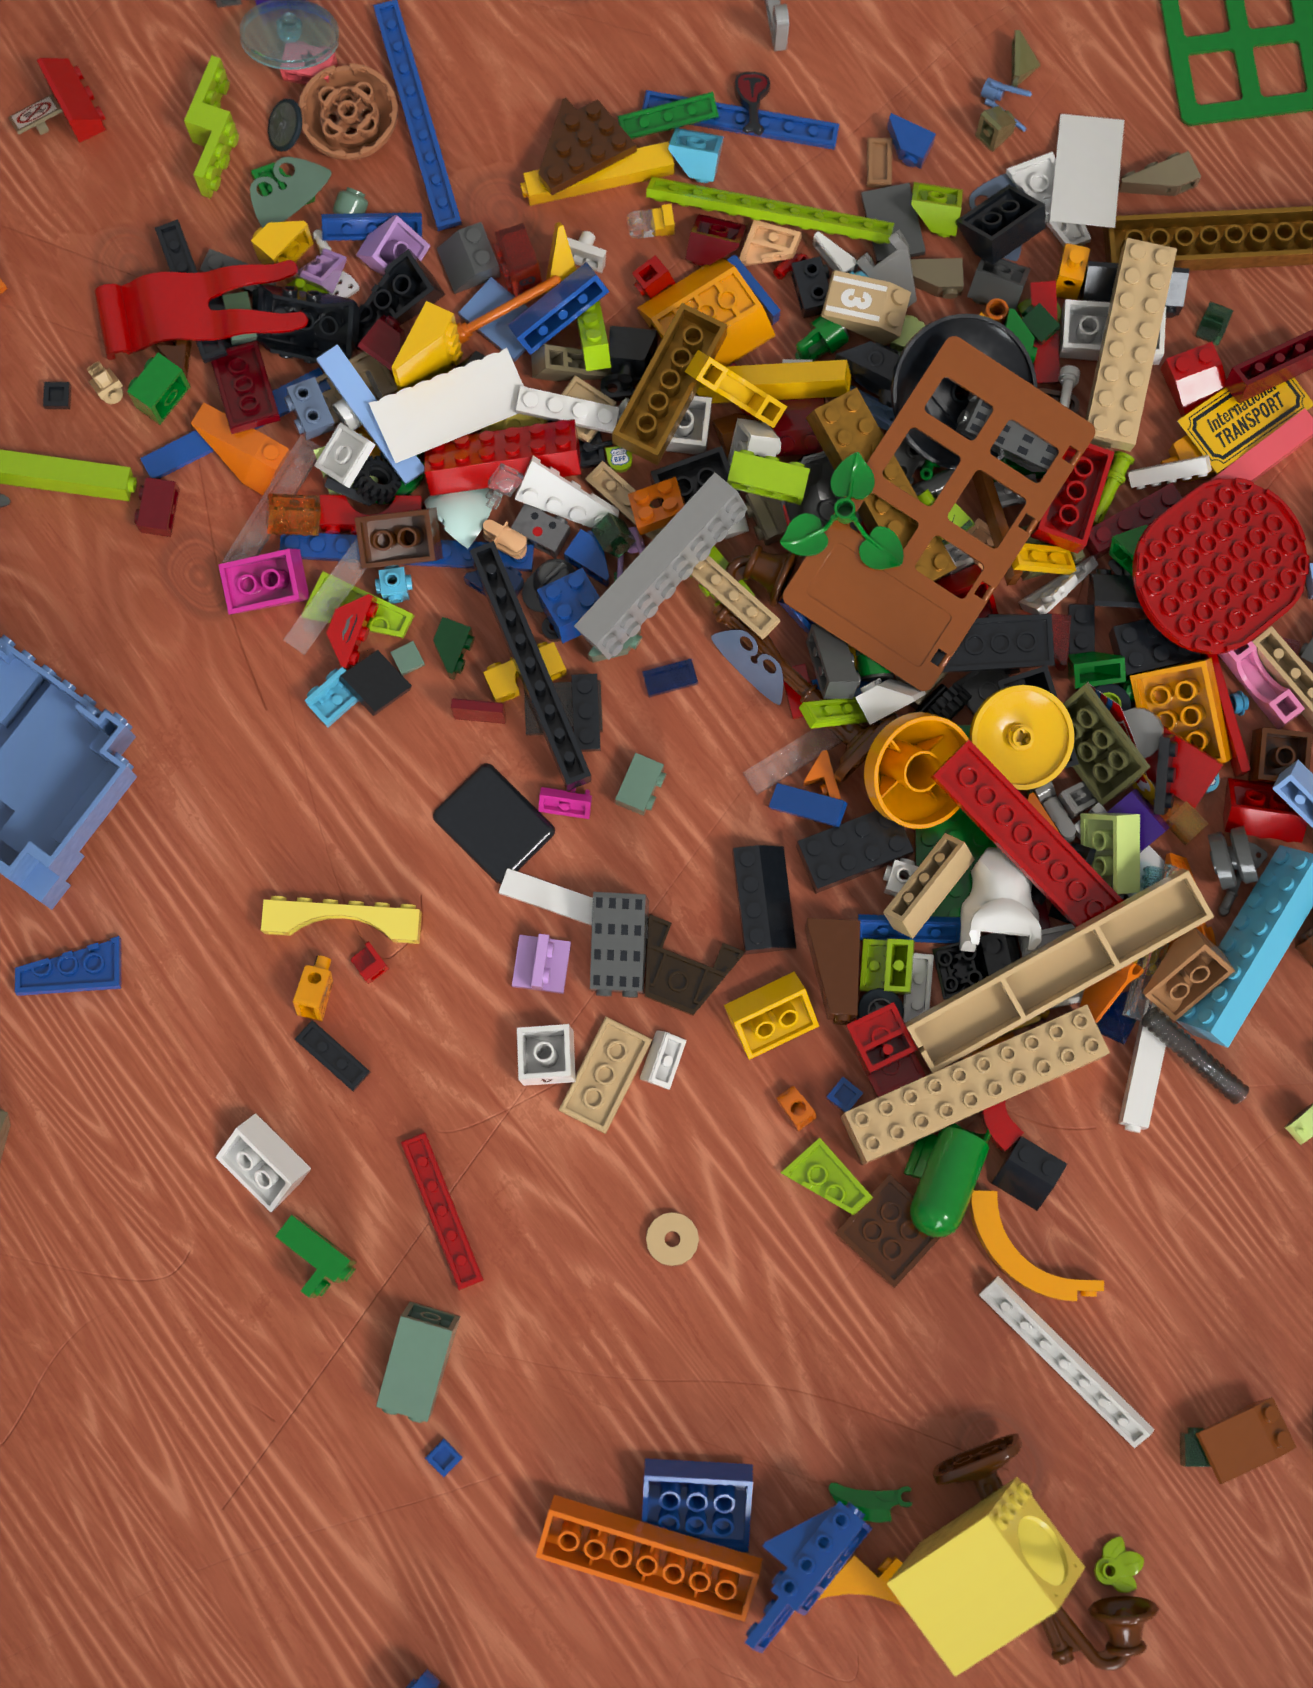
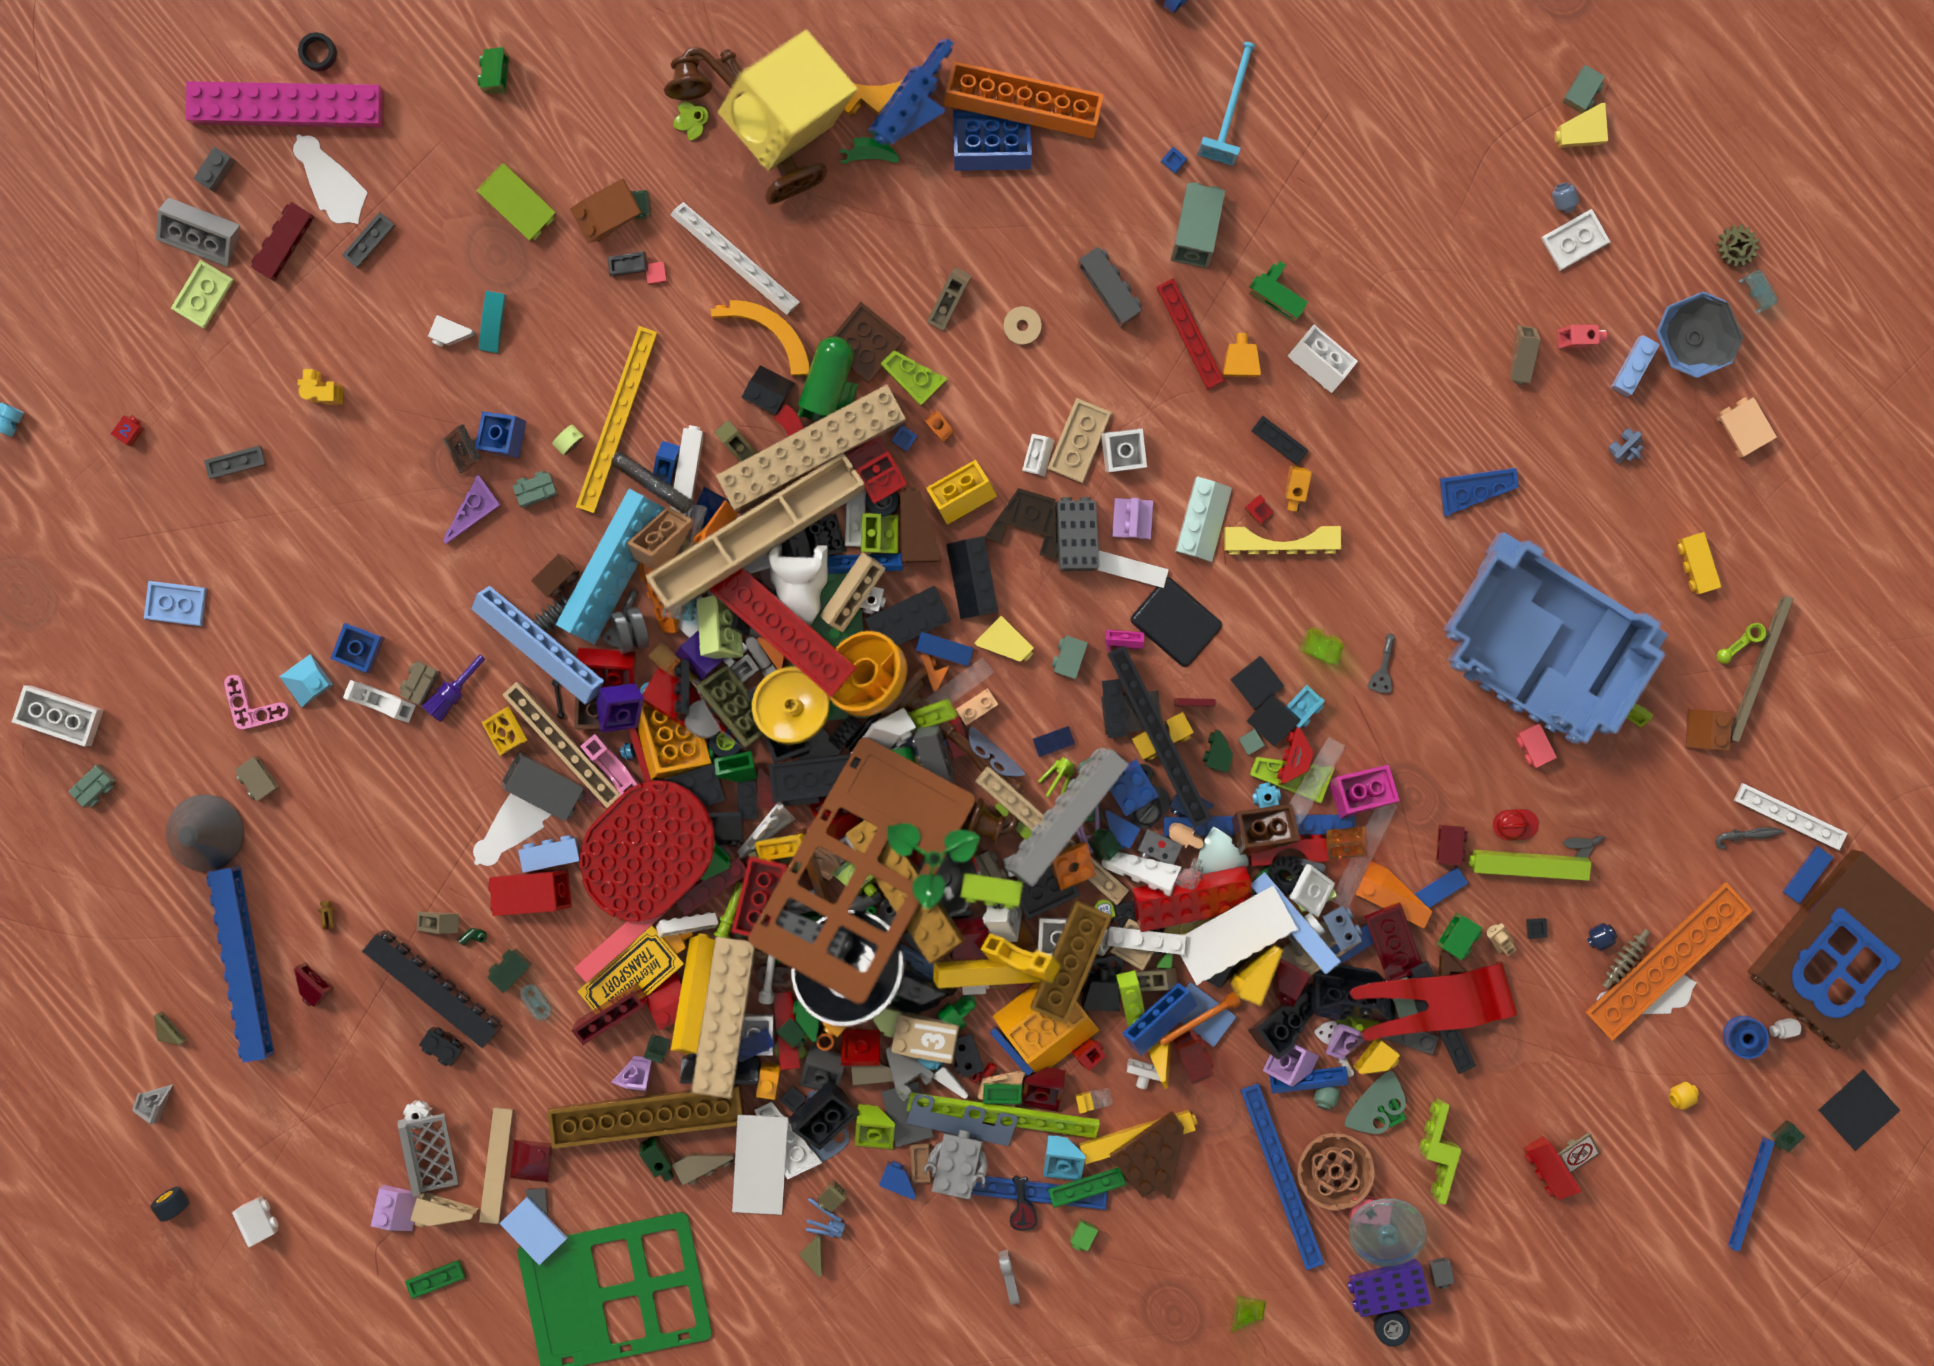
camera: 175 degrees right, 10 degrees up
(31, 625) = (1535, 745): none -> coral brick
(70, 529) = (1515, 824): none -> red piece
(224, 738) = (1382, 672): none -> dark grey piece
(285, 125) = (1383, 1158): dark grey wheel -> none
(301, 772) = (1321, 646): none -> clear neon green slope
(374, 1170) = (1241, 358): none -> light orange torso
(379, 1465) = (1219, 150): none -> medium azure tile
(392, 735) = (1257, 682): none -> black tile
(446, 955) = (1203, 519): none -> light aqua slope
(468, 258) = (1232, 1060): dark grey slope -> none
(546, 383) = (1165, 961): none -> bright green slope
(547, 1280) = (1109, 286): none -> dark grey brick
(658, 641) = (1063, 768): none -> lime plant
(676, 60) = (1083, 1235): none -> bright green brick
(725, 811) = (1006, 641): none -> light yellow slope
(769, 235) = (1002, 1093): none -> green tile
(769, 727) = (977, 706): none -> light nougat window
(770, 1283) = (949, 298): none -> dark tan slope
(819, 199) = (995, 1134): none -> sand blue piece
(833, 150) = (959, 1165): none -> light grey torso
(948, 298) = (860, 1047): none -> red tile
(1039, 250) = (793, 1098): none -> black plate
(1077, 1104) = (735, 441): none -> olive slope
(1087, 312) = (755, 1044): none -> clear blue tile
(1166, 379) = (693, 994): none -> yellow brick
(1173, 1083) = (666, 461): none -> blue slope
(1177, 1350) = (656, 273): none -> coral tile
(1215, 1365) = (627, 264): none -> black plate
(1221, 186) = (656, 1158): none -> dark green torso
(1238, 1149) = (616, 419): none -> yellow plate
(1244, 291) = (635, 1074): none -> lavender slope
(1252, 753) = (619, 707): none -> dark purple slope

